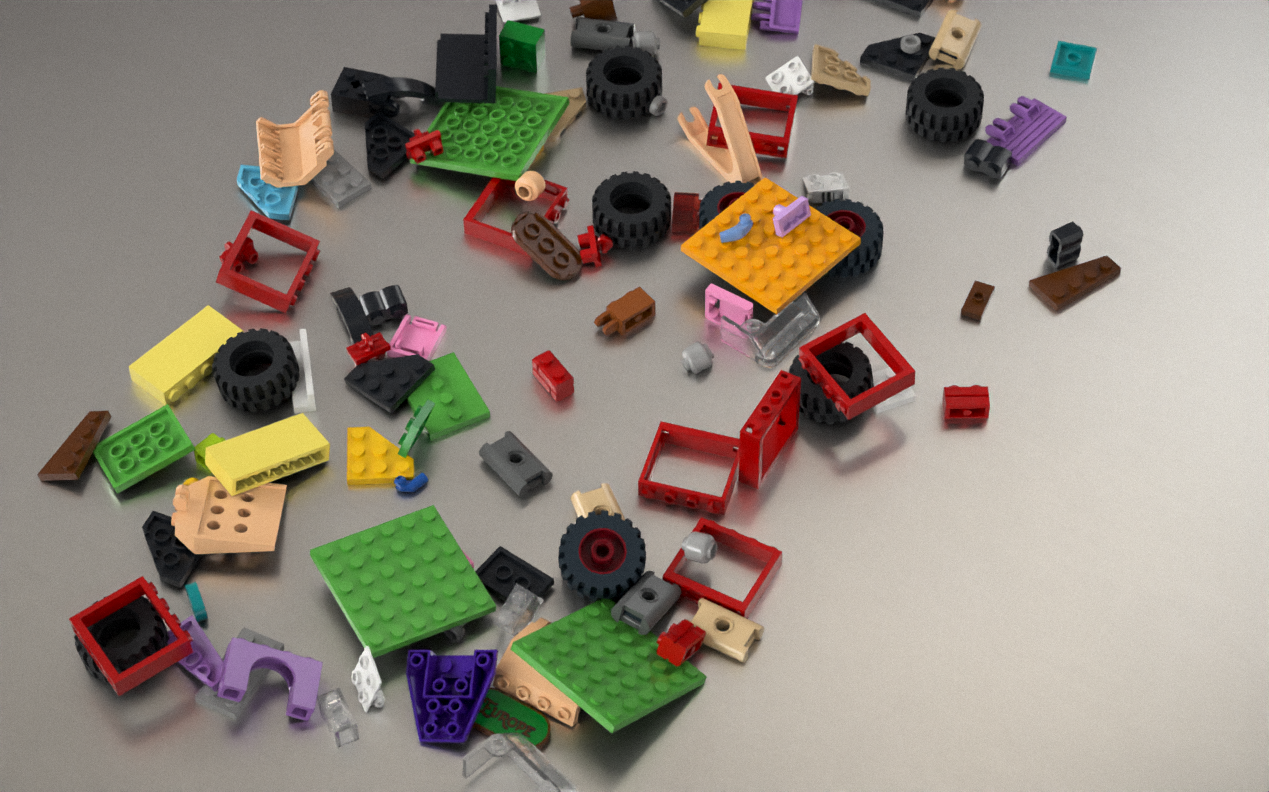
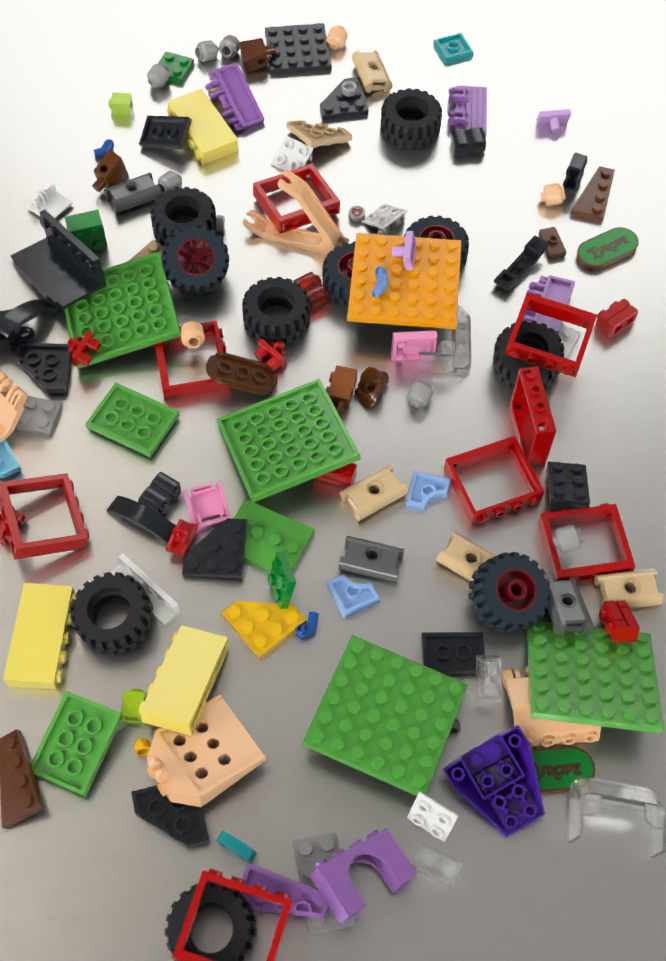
camera: 40 degrees left, 10 degrees up
(418, 232) = (132, 419): none -> bright green plate
(471, 484) = (352, 596): none -> light blue tile
(530, 321) = (287, 440): none -> bright green plate
(571, 413) = (380, 481): none -> tan piece
(593, 122) = (195, 259): none -> black wheel
(623, 439) = (426, 488): none -> light blue tile
(659, 324) = (371, 385): none -> reddish brown hair
(756, 511) = (568, 484): none -> black plate
(803, 167) = (356, 213): none -> light grey tile
(918, 349) = (553, 289): none -> medium lavender hinge
(920, 304) = (522, 264): none -> black slope
(1023, 255) = (553, 194): none -> light nougat head
(1031, 337) = (607, 248): none -> green tile
(1105, 183) = (554, 118): none -> lavender tile

